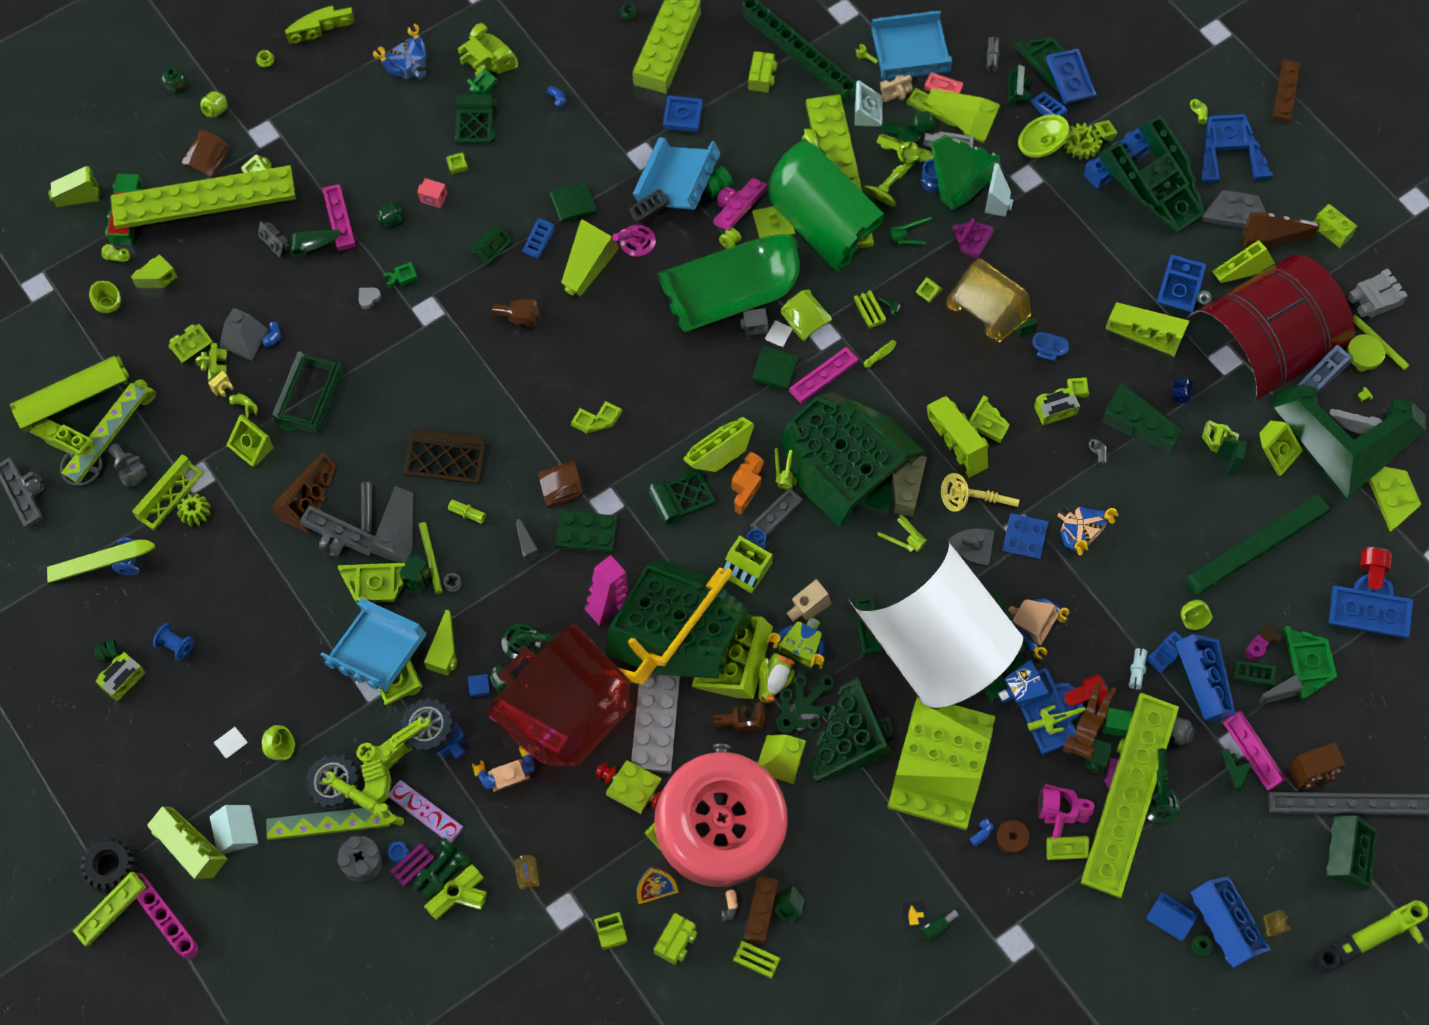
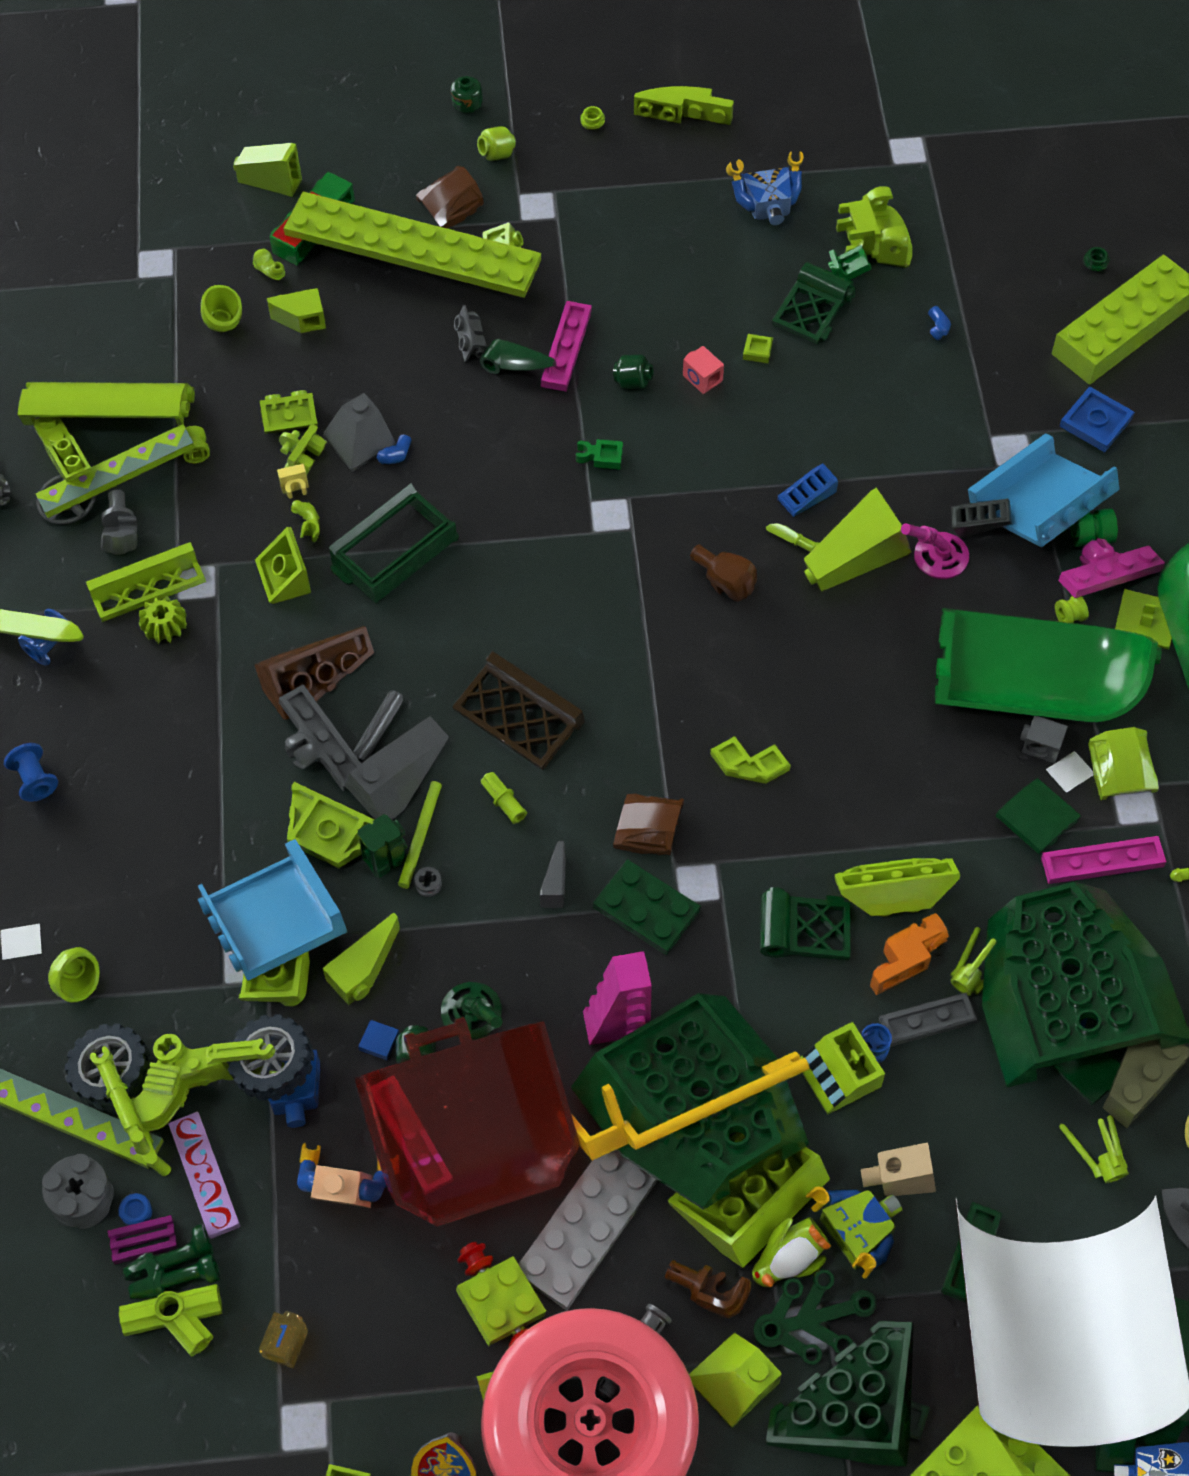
camera: 30 degrees right, 5 degrees down
(368, 297) = (544, 461): light grey tile -> none
(491, 244) = (741, 468): dark green panel -> none
(539, 271) = (792, 536): none -> lime piece
(573, 202) = (882, 465): dark green slope -> none

